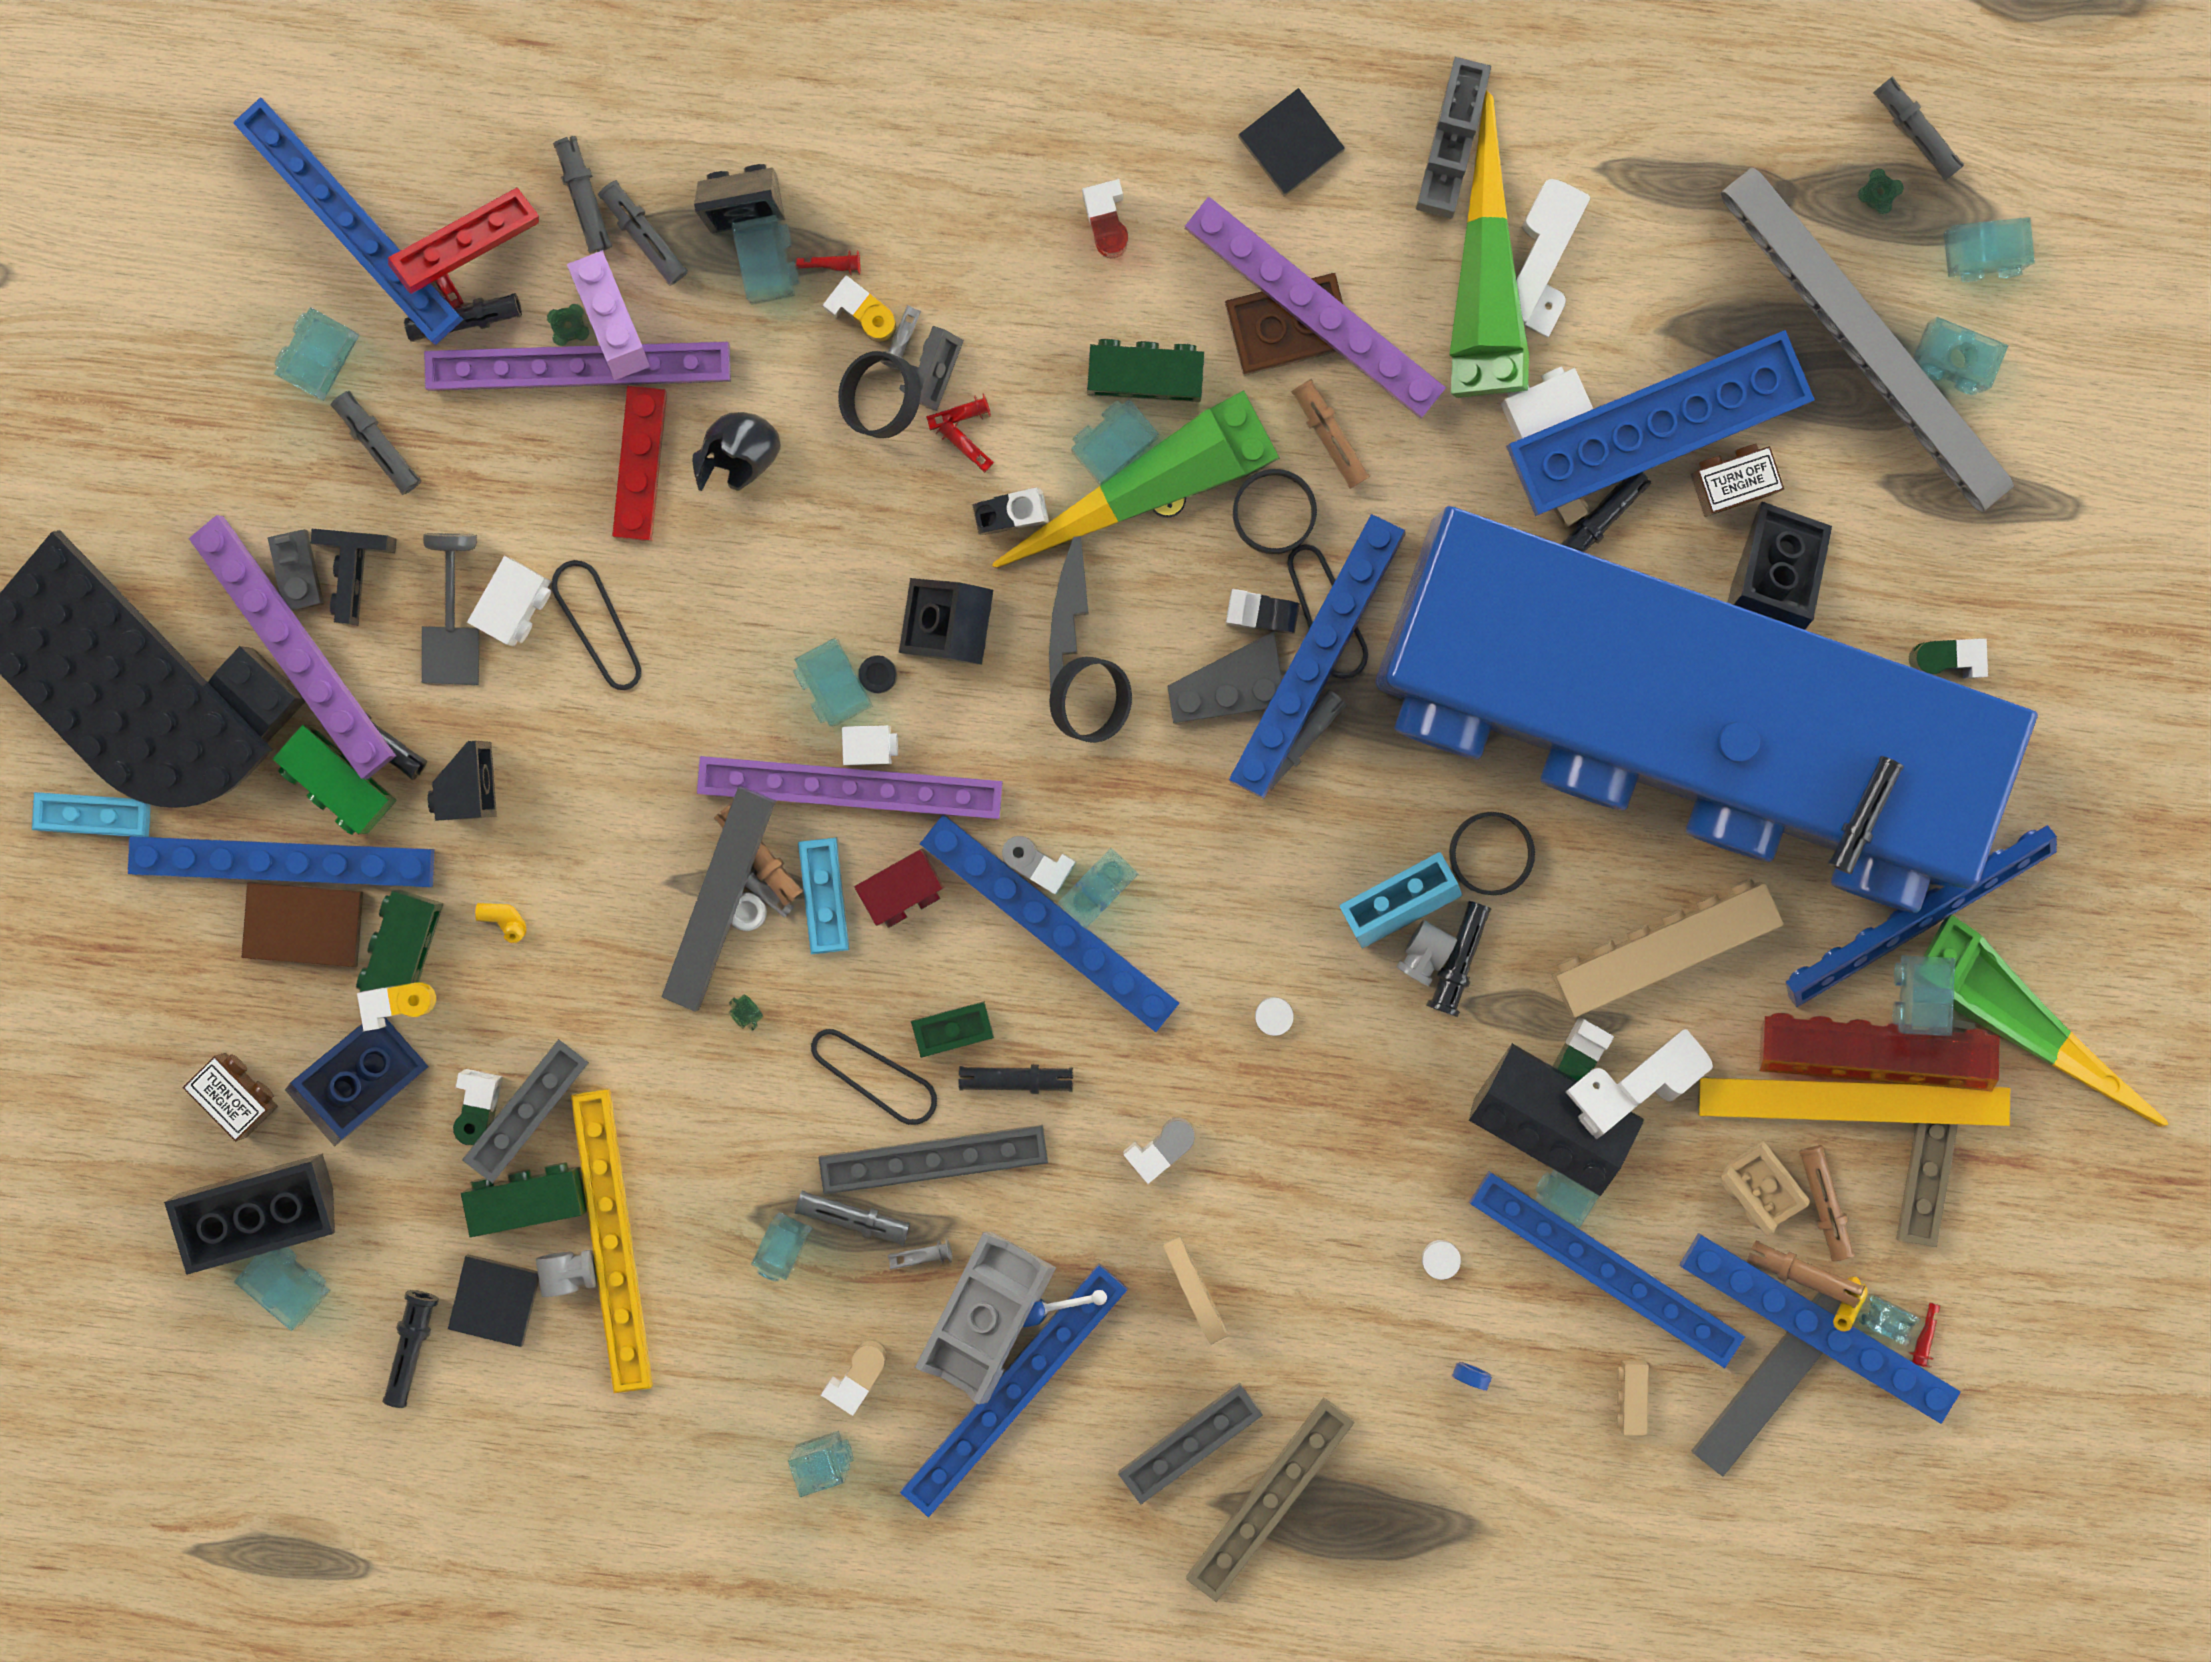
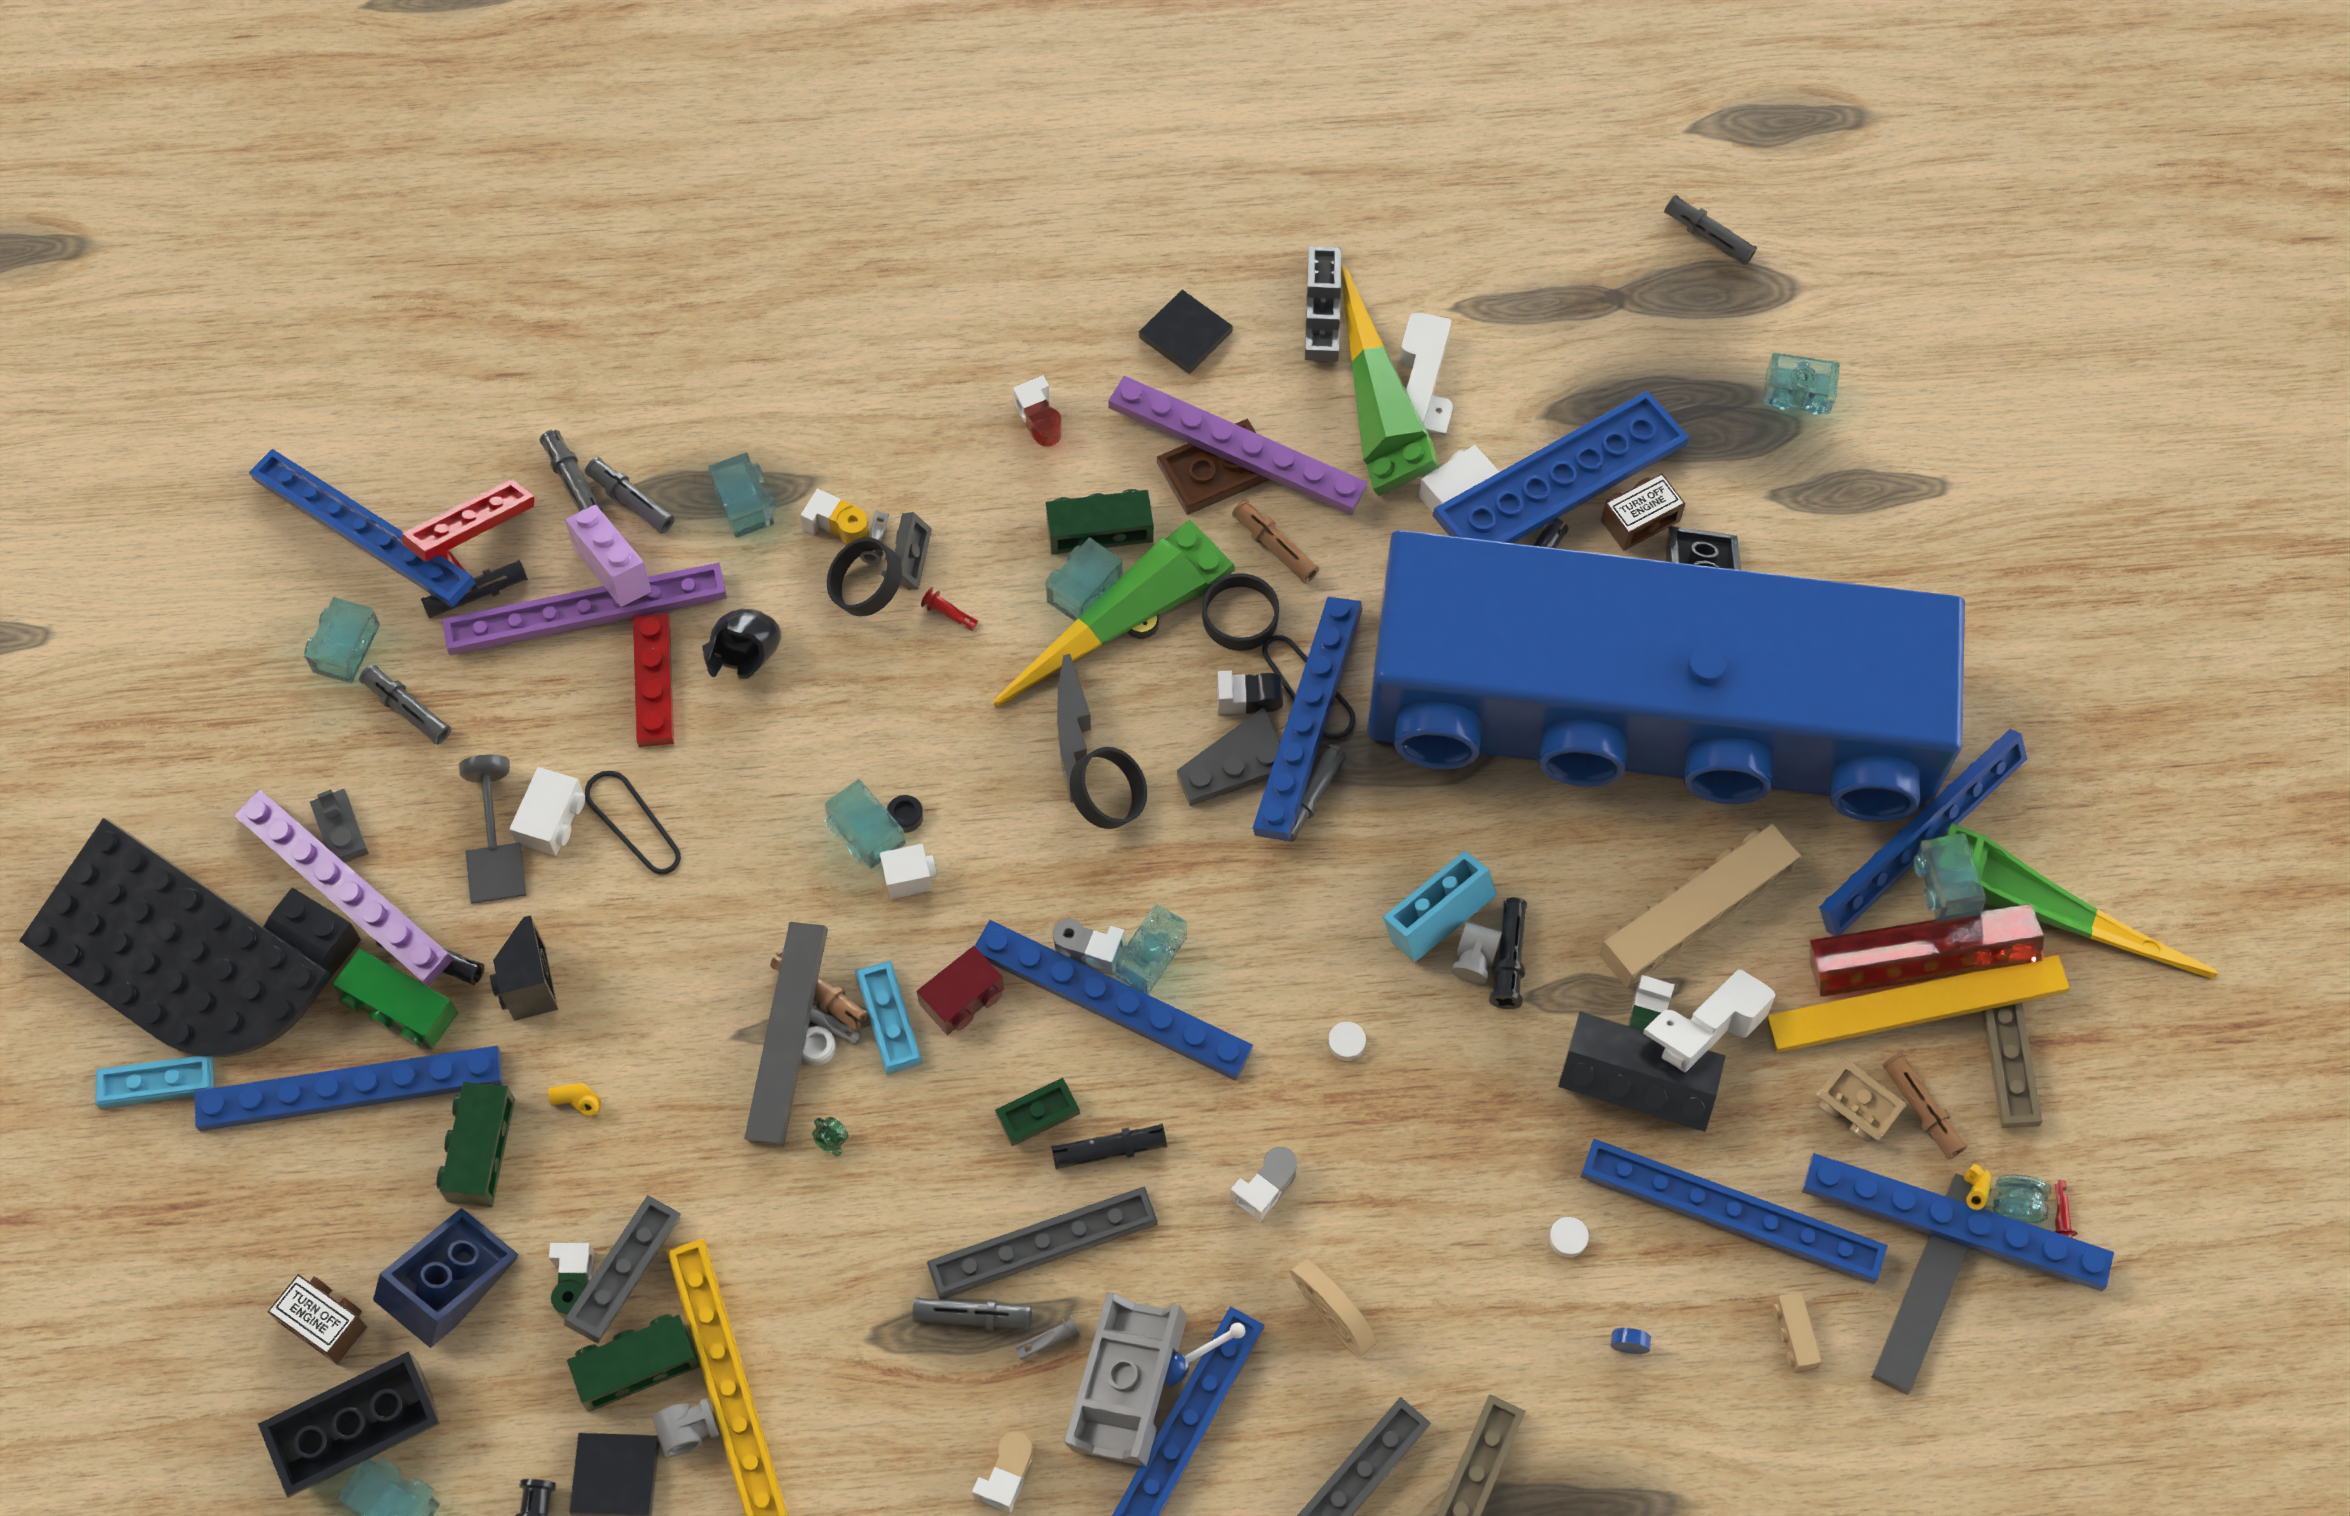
camera: 10 degrees left, 25 degrees down
(302, 924) = (375, 1142): reddish brown tile -> none
(349, 567) = (389, 794): black bracket -> none
(405, 999) = (477, 1178): leg -> none
(559, 317) = (571, 570): clear green plate -> none
(738, 197) = (710, 443): black slope -> none
(781, 1247) = (905, 1346): clear light blue brick -> none
(836, 263) = (799, 491): red piece -> none
(852, 787) = (902, 911): medium lavender plate -> none
(883, 1059) = (973, 1158): black piece -> none
(946, 620) = (960, 751): black slope -> none
(961, 412) = (941, 584): red piece -> none
(1011, 511) = (1001, 652): leg -> none
(1530, 861) = (1534, 829): black tyre -> none
(1565, 1197) = (1673, 1145): clear light blue brick -> none
(1805, 1274) = (1928, 1169): medium nougat pin -> none
(1866, 339) = (1722, 388): light grey beam -> none
(1866, 814) = (1838, 713): black pin -> none
(1870, 196) = (1693, 287): clear green plate -> none
(1989, 248) = (1798, 301): clear light blue brick -> none

